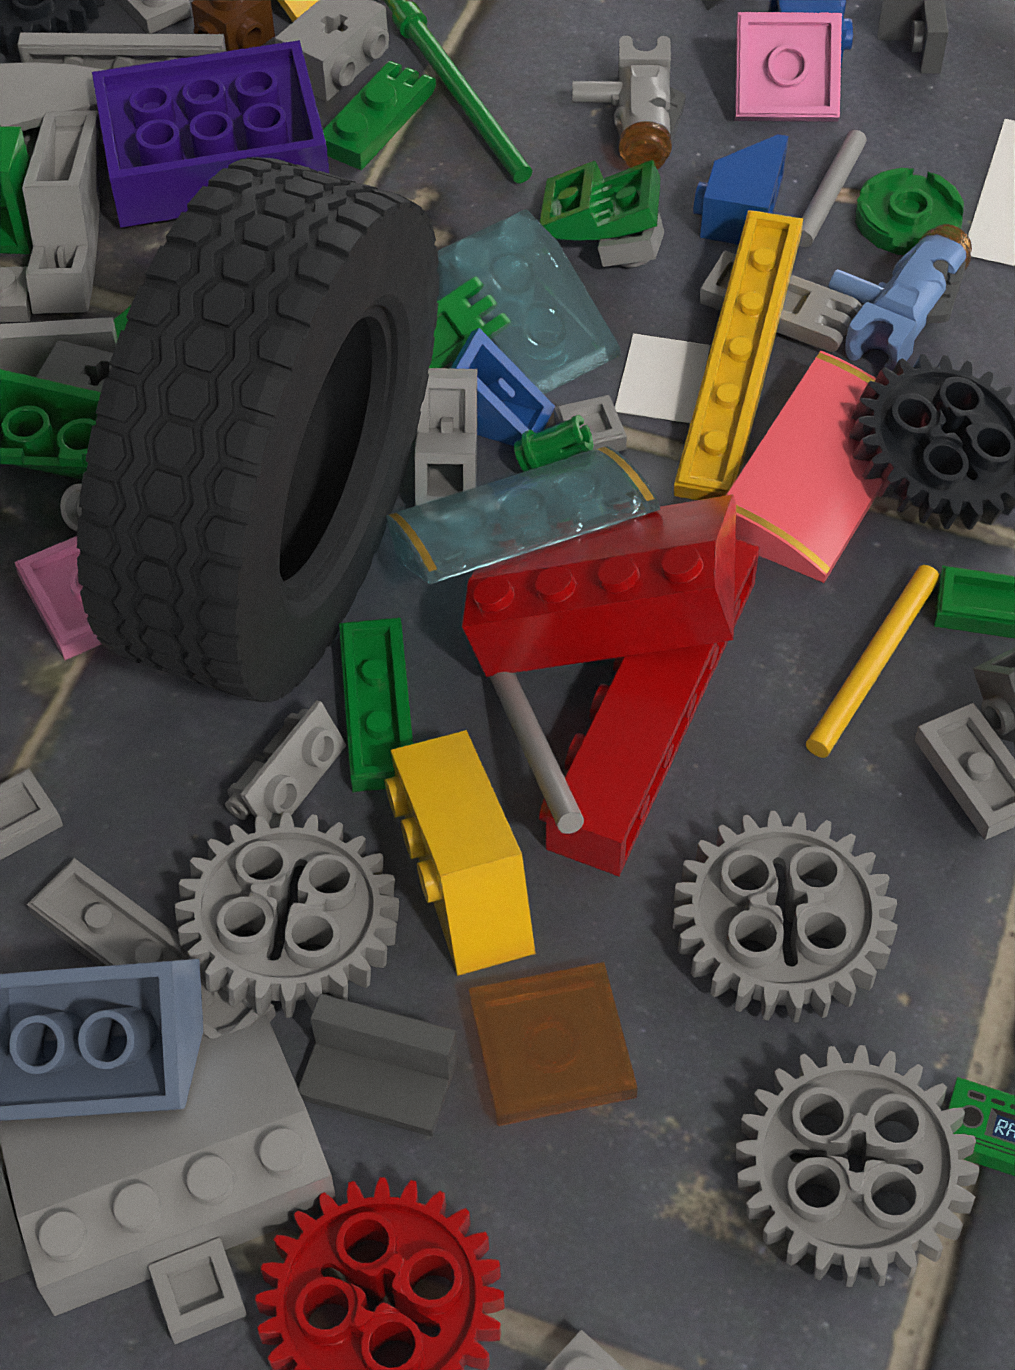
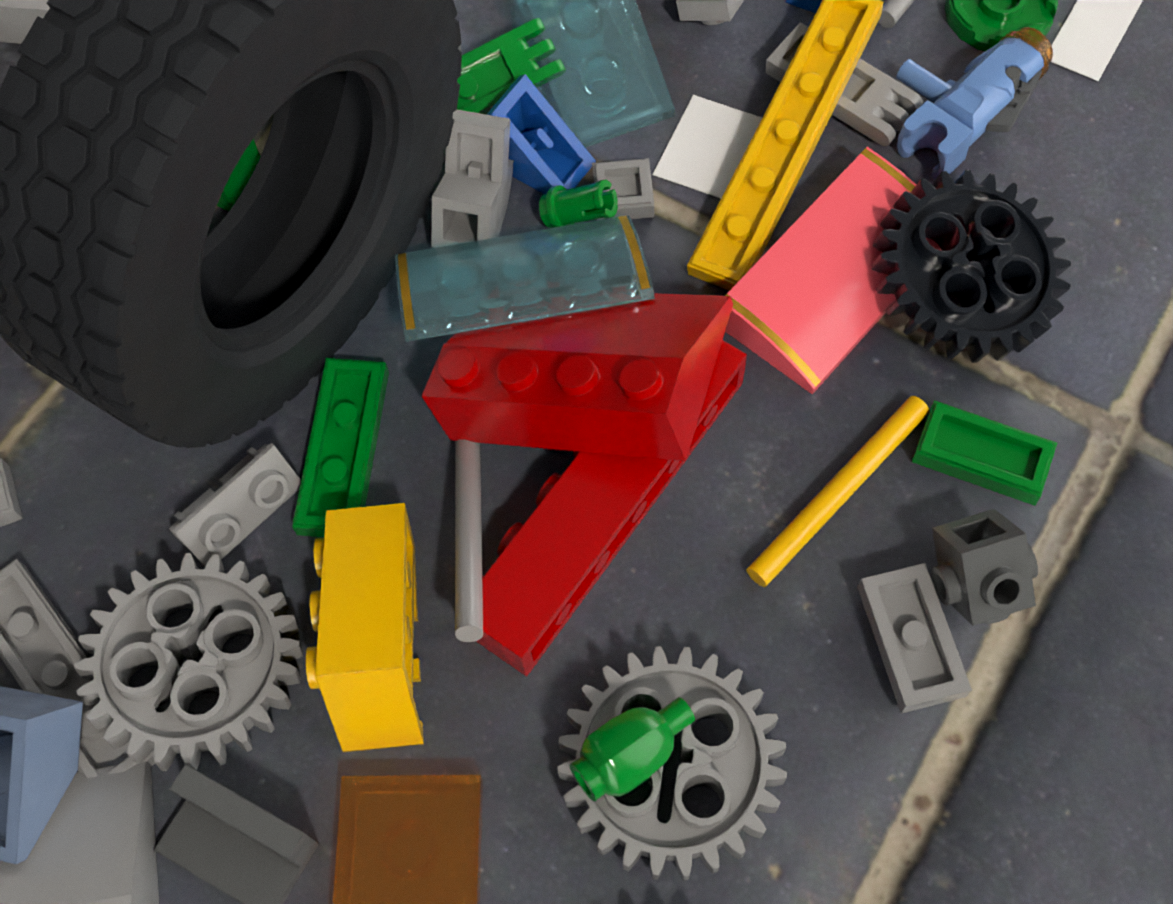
camera: 15 degrees right, 10 degrees up
(747, 897) = (629, 749): none -> green plant

